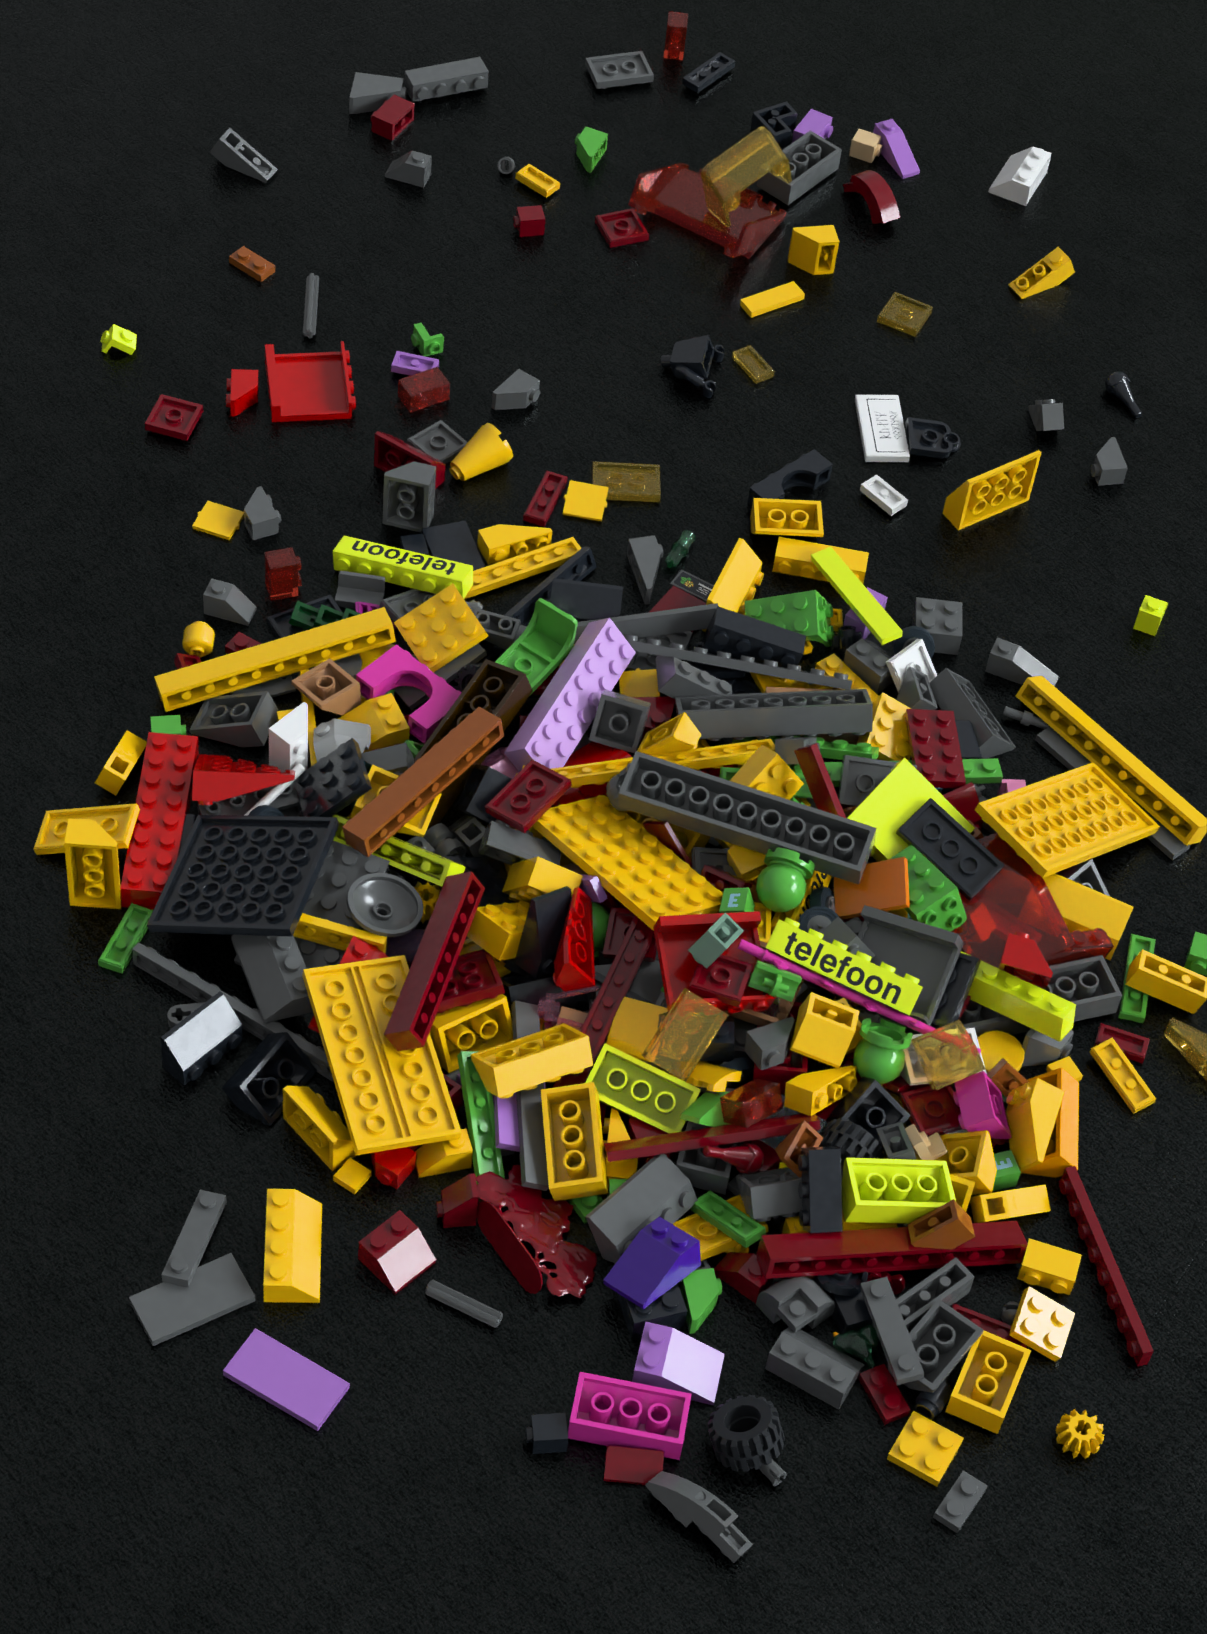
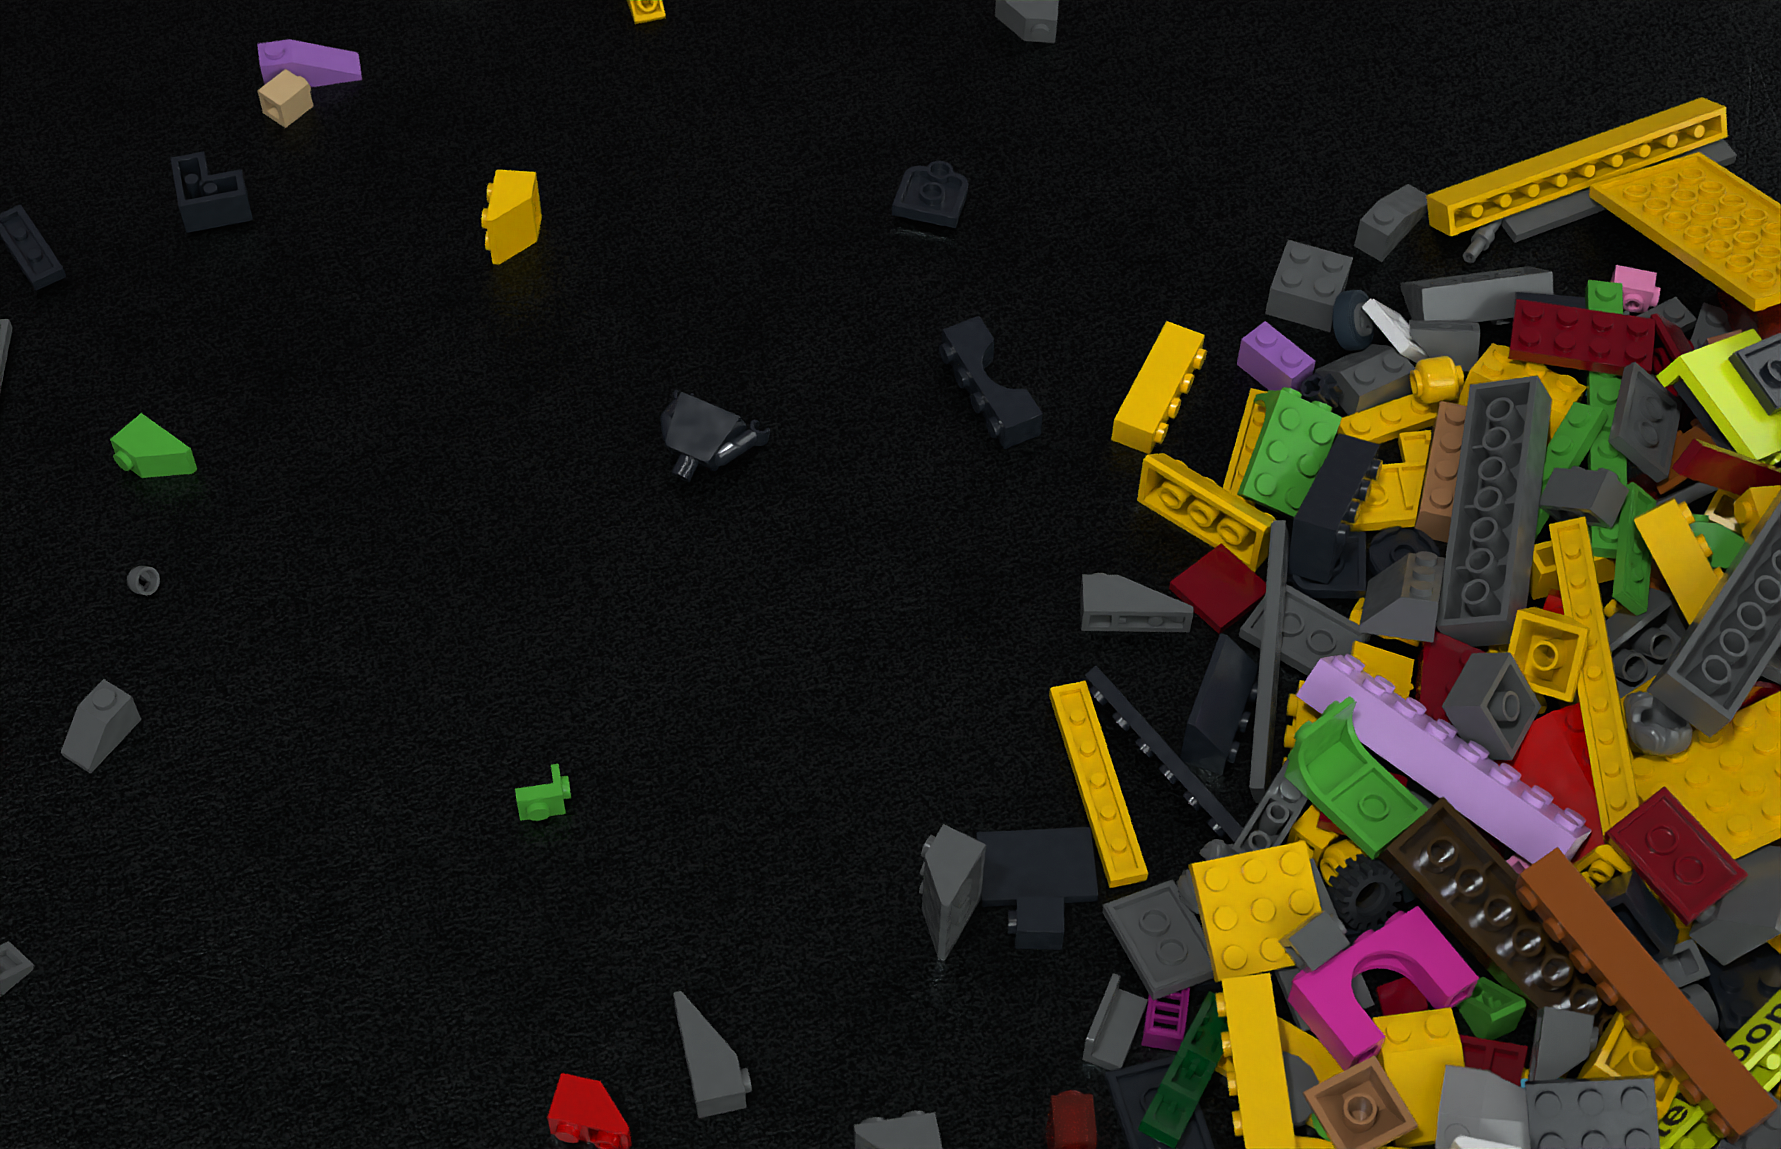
camera: 70 degrees left, 5 degrees up
(252, 264) = (250, 1035): dark orange plate -> none
(287, 430) = (711, 1063): none -> dark grey slope
(309, 385) = (594, 1001): red panel -> none
(311, 304) = (394, 958): dark grey axle -> none
(393, 453) = (836, 883): dark red slope -> none
(402, 566) = (1086, 945): neon yellow brick -> none
(412, 364) = (596, 826): medium lavender plate -> none
(423, 389) = (663, 826): clear red brick -> none
(423, 647) = (1315, 941): none -> dark grey brick
(438, 442) = (785, 835): dark grey tile -> none
(481, 454) = (845, 772): yellow cone -> none
(507, 541) = (1040, 786): yellow slope -> none
(516, 392) = (701, 689): dark grey slope -> none
(529, 221) = (300, 577): dark red brick -> none
(537, 180) = (199, 544): yellow plate -> none
(545, 498) = (943, 709): dark red tile -> none
(585, 501) = (966, 654): yellow piece -> none
(621, 228) = (351, 457): dark red tile -> none
(628, 480) = (930, 592): clear yellow tile -> none
(680, 198) = (368, 316): clear red windscreen -> none
(680, 548) = (1092, 554): clear green axle -> none
(692, 585) = (1175, 556): tile -> none
(740, 168) = (356, 247): clear yellow windscreen -> none
(745, 663) = (1367, 539): dark grey plate -> none
(753, 364) = (715, 364): clear yellow tile -> none
(772, 299) = (581, 304): yellow tile -> none
(786, 517) = (1084, 403): yellow slope -> none
(810, 162) = (313, 188): dark grey brick -> none
(816, 122) = (228, 149): medium lavender brick -> none
(856, 595) = (1268, 352): neon yellow tile -> none
(874, 681) = (1436, 379): none -> yellow head
(877, 195) = (408, 108): dark red arch -> none
(882, 428) = (893, 245): white tile -> none
(883, 495) = (1035, 278): white plate -> none
(905, 314) = (661, 154): clear yellow tile -> none
(992, 492) = (1075, 145): yellow slope -> none
(1047, 415) = (924, 52): dark grey slope -> none
(1150, 615) = (1315, 51): neon yellow slope -> none

